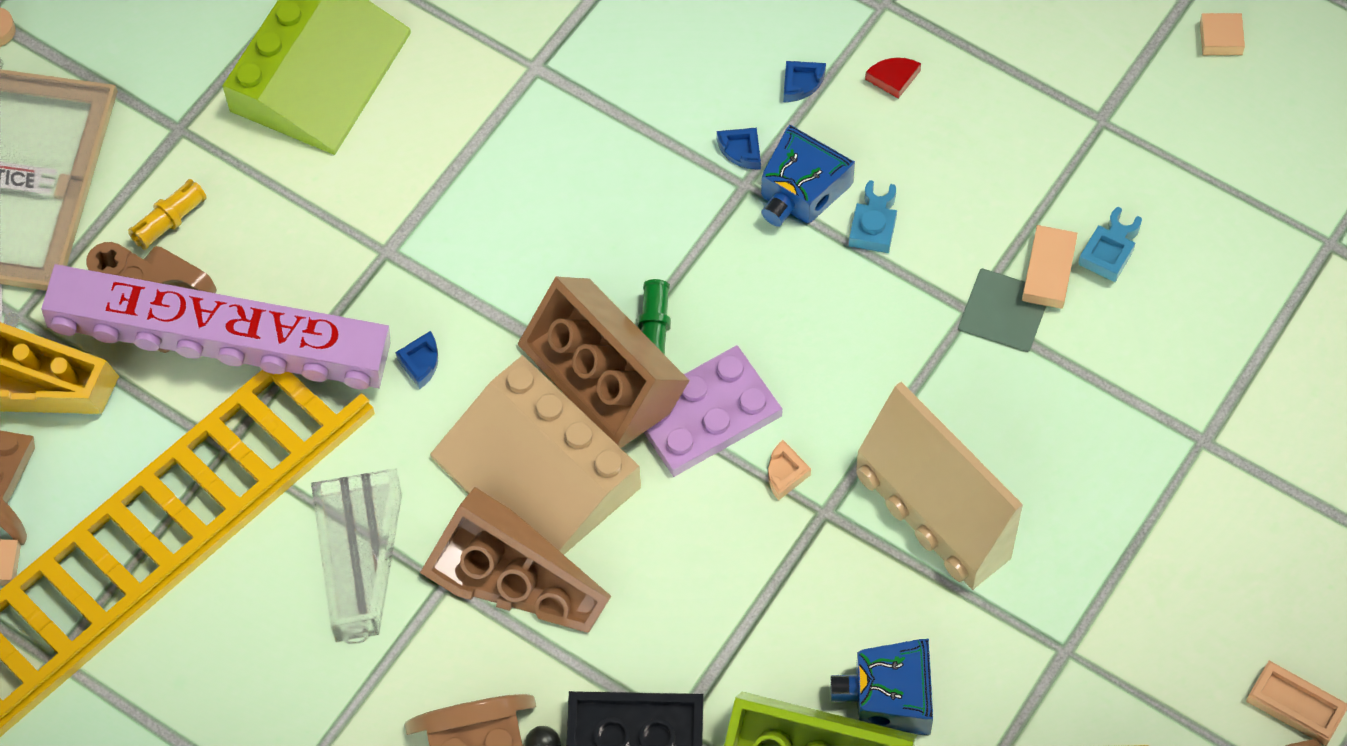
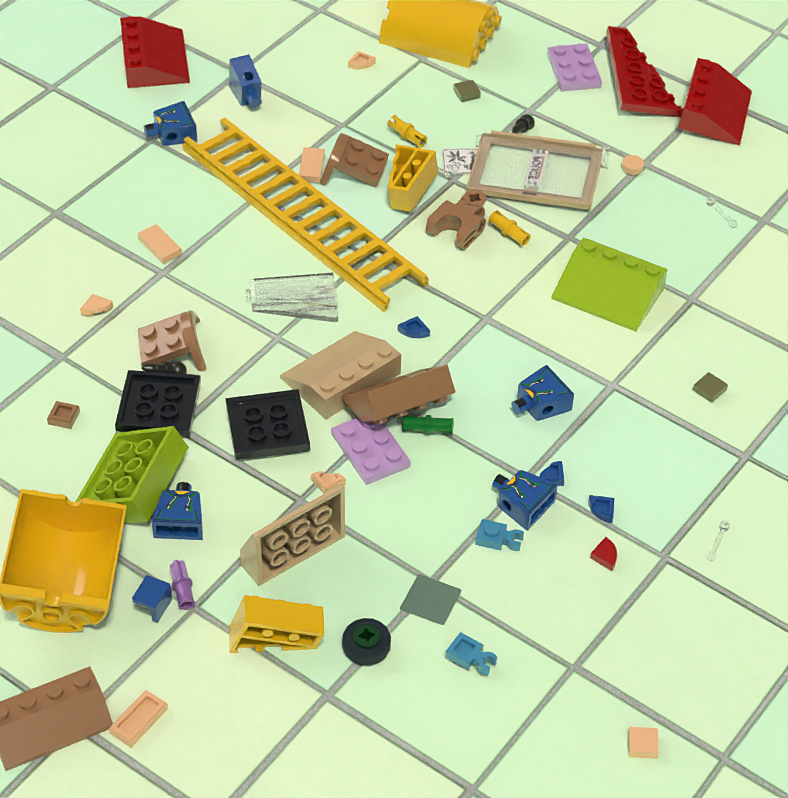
camera: 90 degrees right, 15 degrees down
(216, 327) = (426, 236): lavender brick -> none
(505, 561) = (286, 348): medium nougat wedge -> none
(579, 156) = (543, 395): none -> blue torso
(672, 572) = (267, 424): none -> black plate
(1034, 668) = (182, 585): none -> medium lavender axle
(1049, 266) = (456, 620): light nougat tile -> none
(1076, 702) = (153, 595): none -> blue panel
(1102, 400) = (356, 642): none -> black wheel
(1111, 513) = (275, 623): none -> yellow wedge

